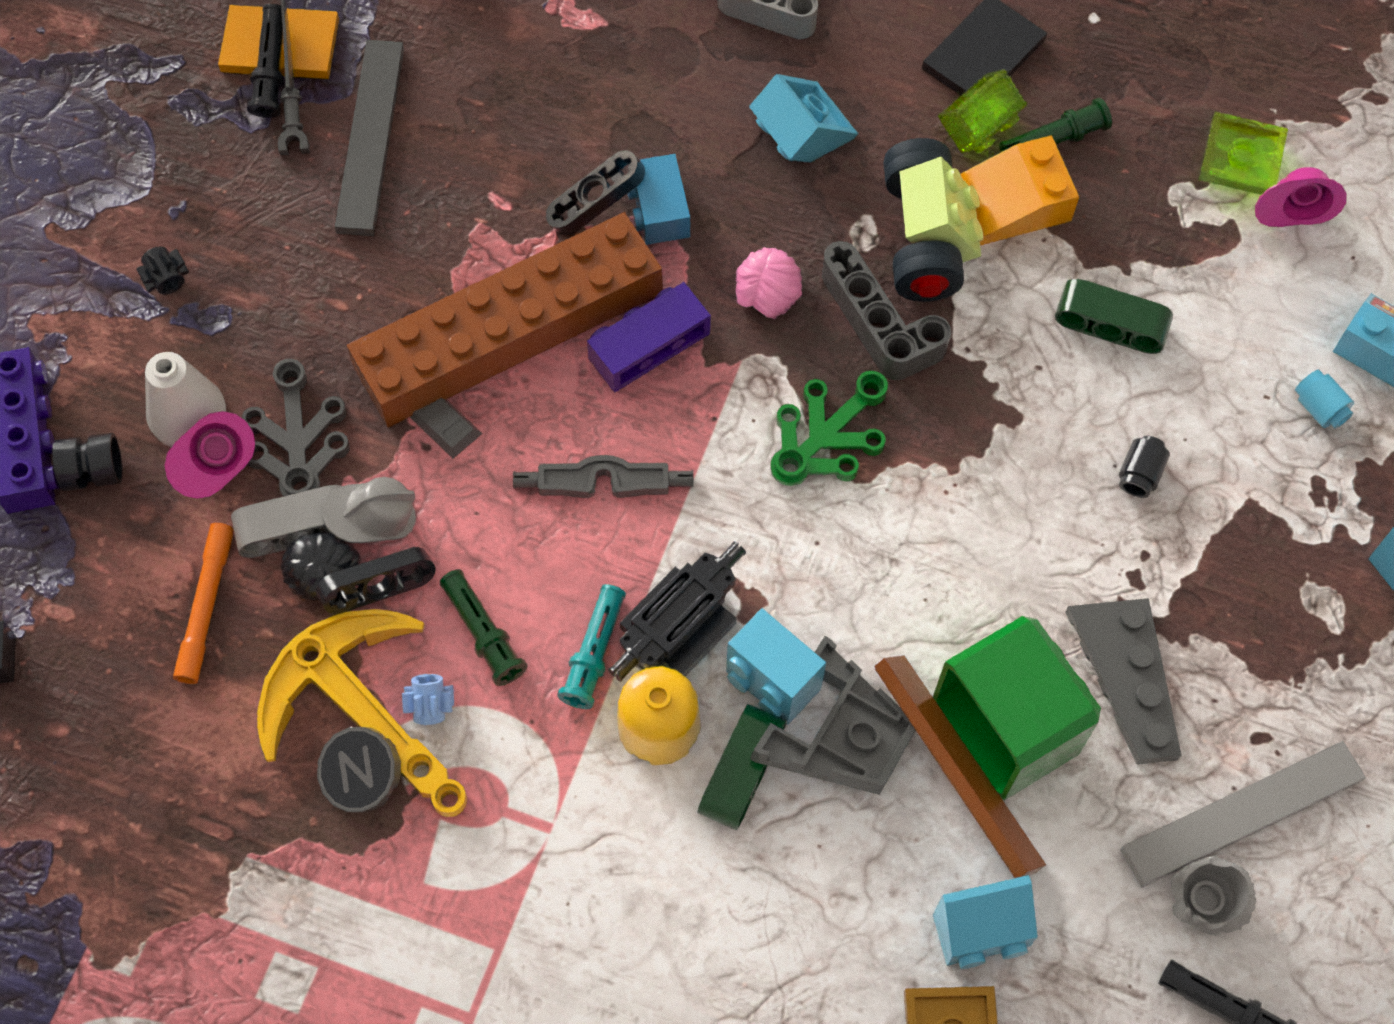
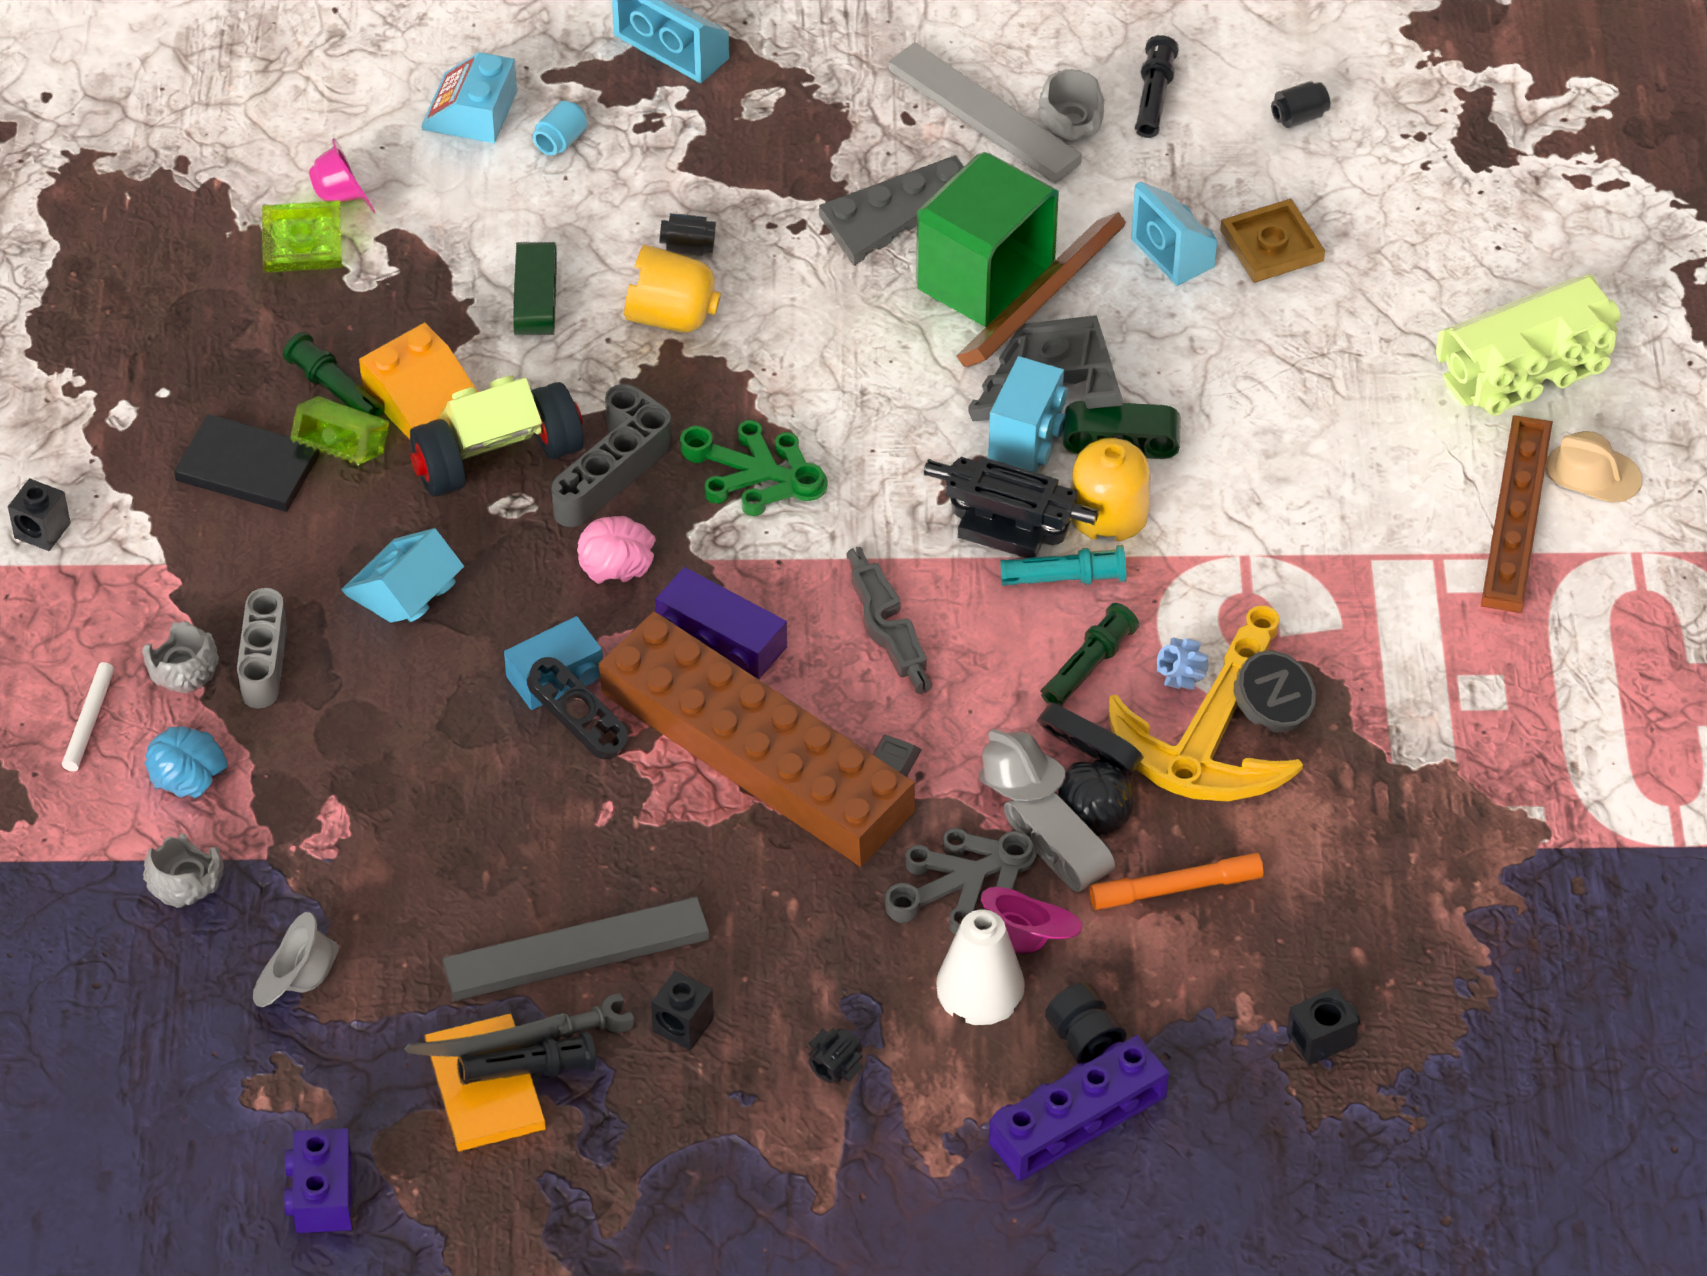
camera: 110 degrees left, 15 degrees down
(262, 178) = (682, 1010): none -> black brick
(1059, 412) = (671, 291): none -> yellow cylinder

